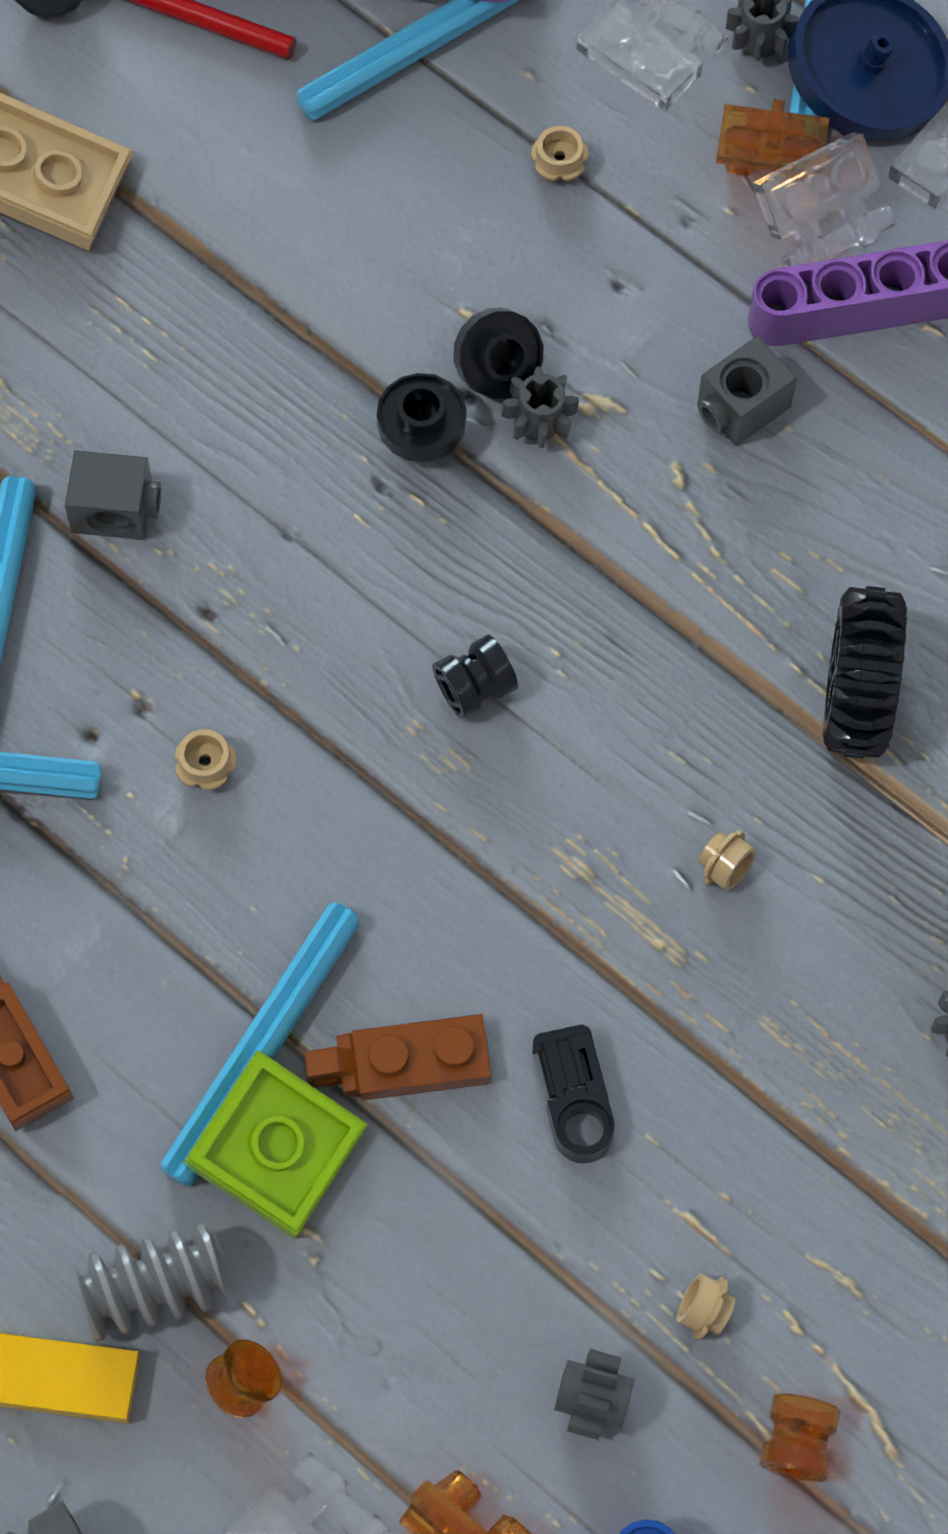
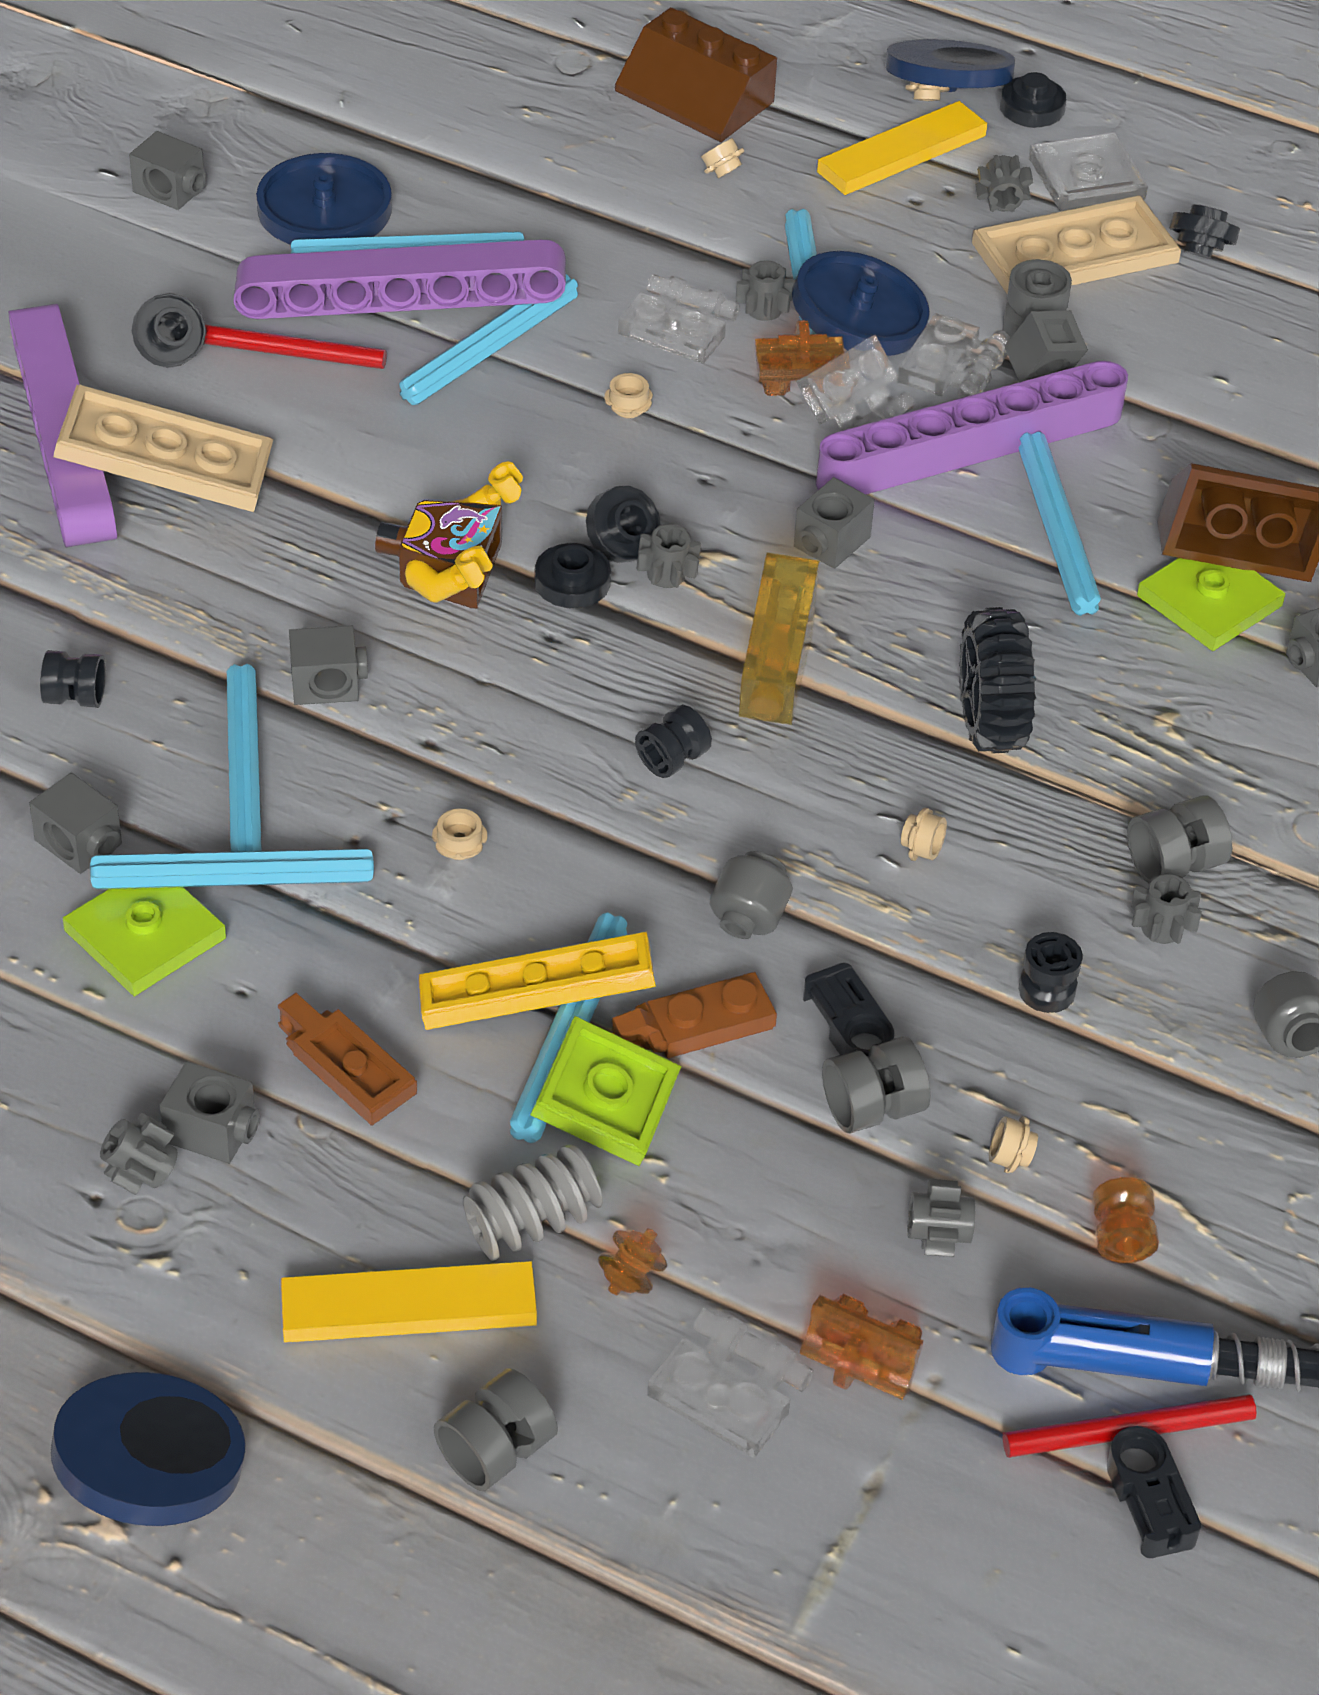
camera: 15 degrees left, 20 degrees down
(235, 984) = (536, 980): none -> yellow tile
(296, 345) = (453, 543): none -> torso
(504, 911) = (751, 895): none -> dark grey head
(547, 1209) = (869, 1086): none -> dark grey wheel
(629, 564) = (779, 639): none -> clear yellow slope
(806, 1096) = (1050, 972): none -> black wheel

